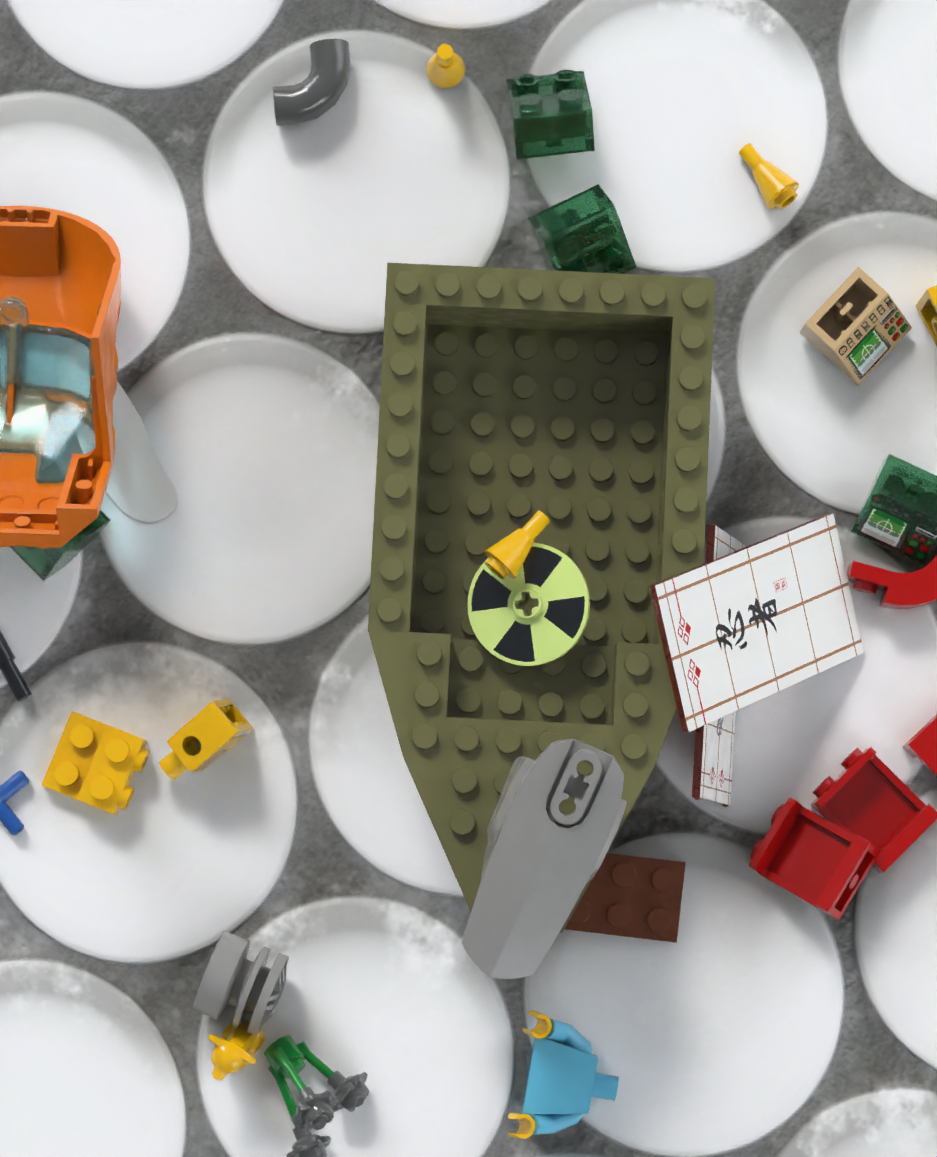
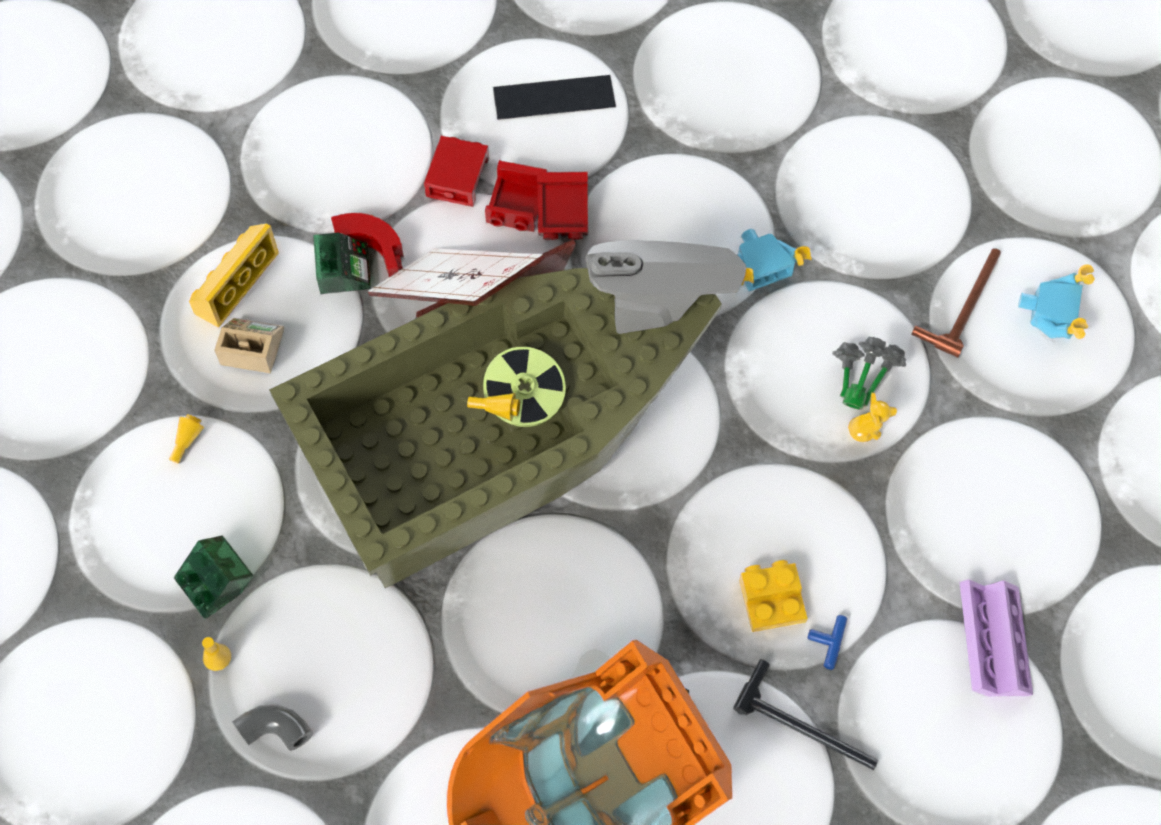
camera: 125 degrees left, 20 degrees down
(217, 729) = (715, 539): yellow torso -> none
(241, 983) = (835, 435): light grey wheel -> none
(583, 235) = (283, 512): clear green slope -> none

